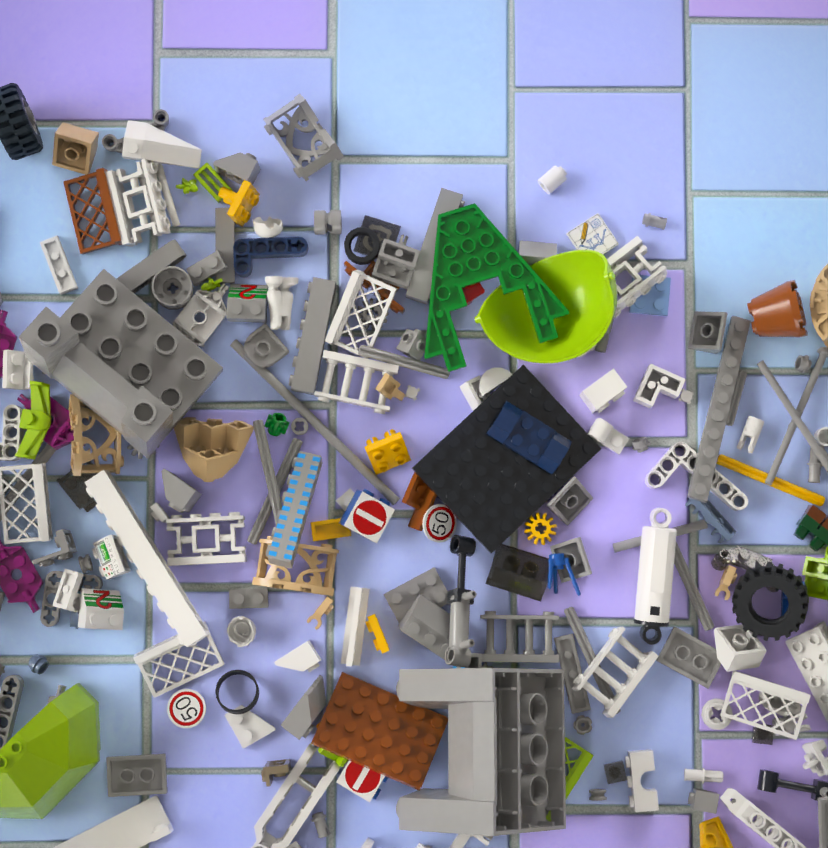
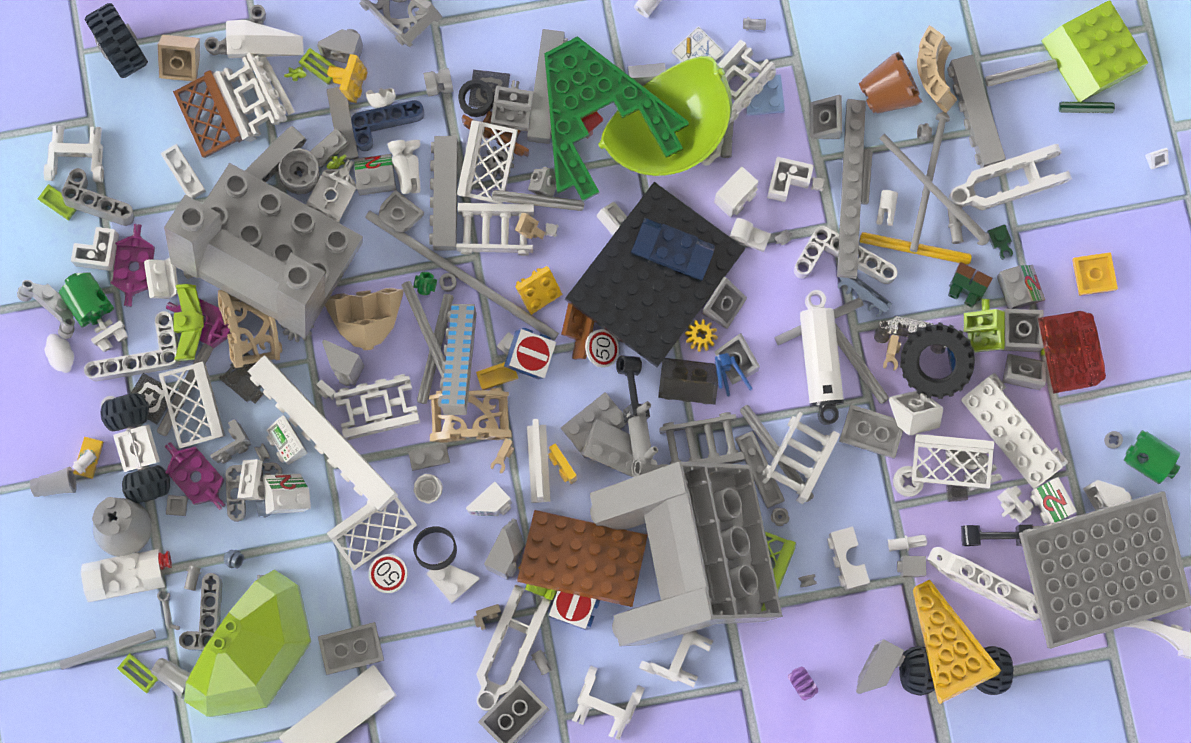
camera: 10 degrees left, 5 degrees down
(492, 379) = (626, 202): white tile -> none
(615, 772) = (820, 556): clear smoke plate -> none

